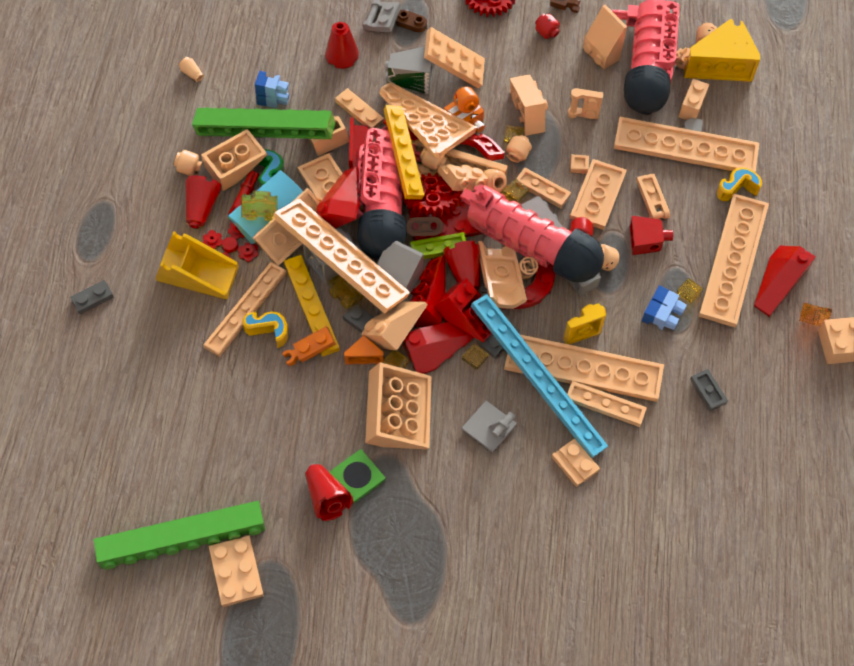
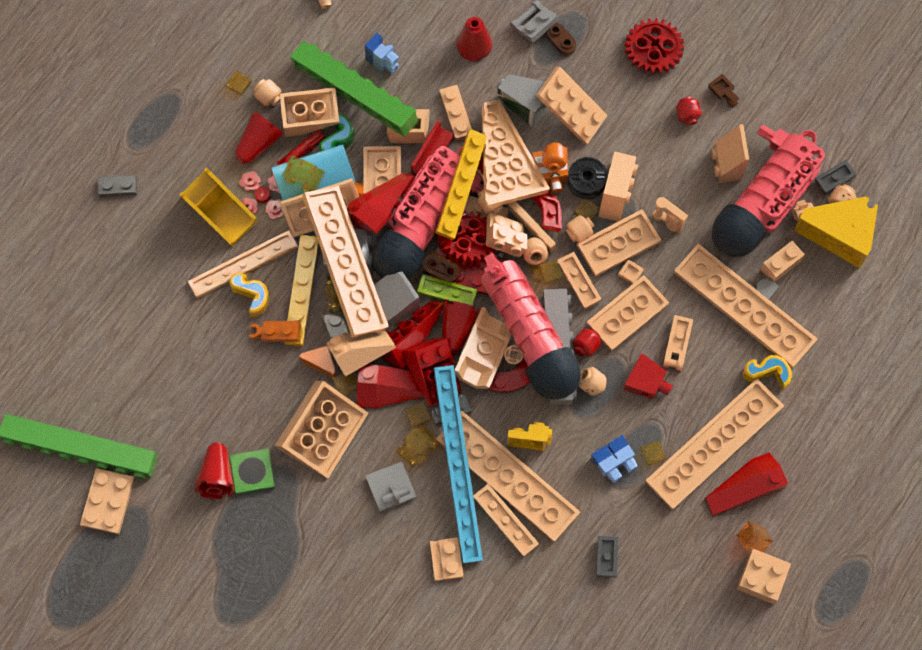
camera: 30 degrees right, 10 degrees up
(156, 168) = (238, 83): none -> clear yellow tile
(490, 381) = (417, 444): none -> clear yellow cylinder
(499, 109) = (587, 188): none -> black wheel
(556, 145) = (619, 242): none -> light nougat plate
(690, 24) = (835, 176): none -> dark grey plate

